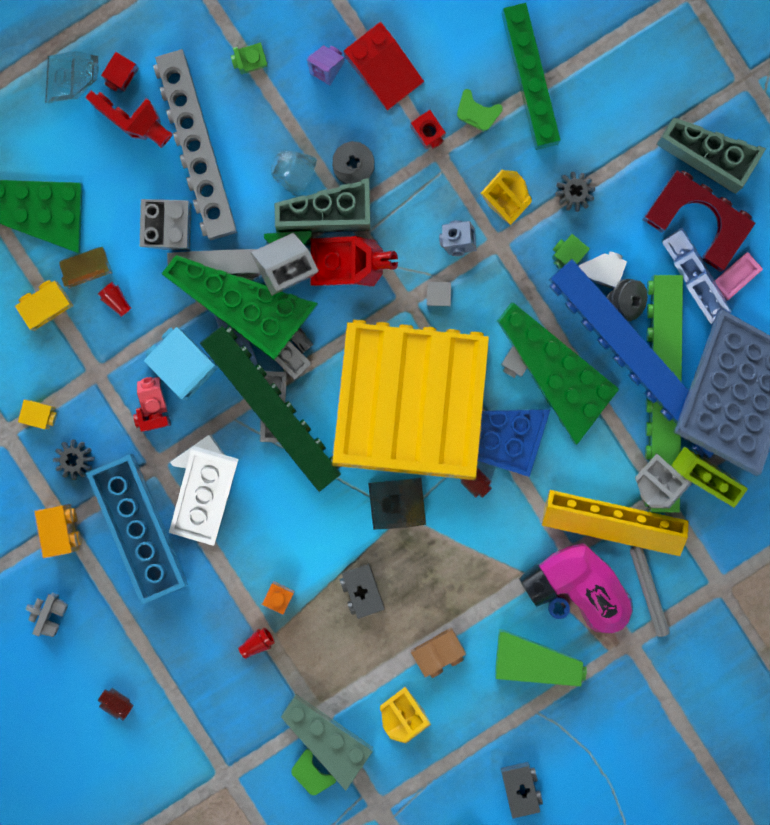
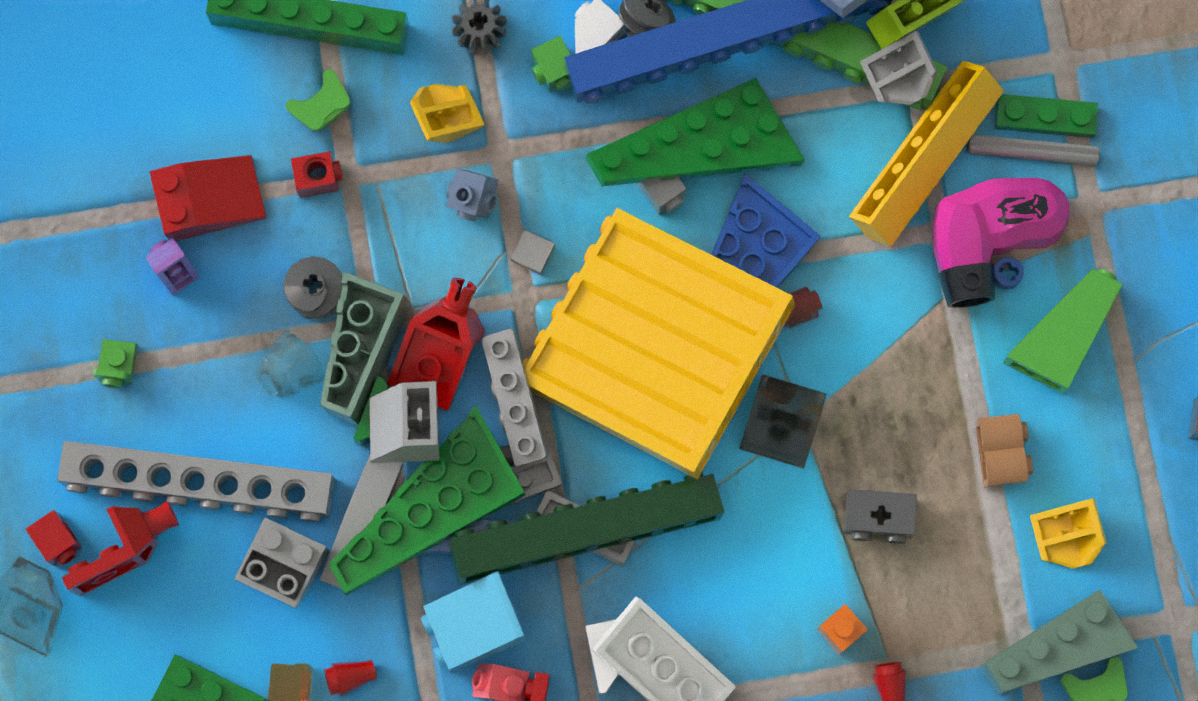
camera: 60 degrees left, 10 degrees down
(334, 325) = (514, 397): none -> light grey bracket
(677, 590) = (1046, 115): none -> green plate

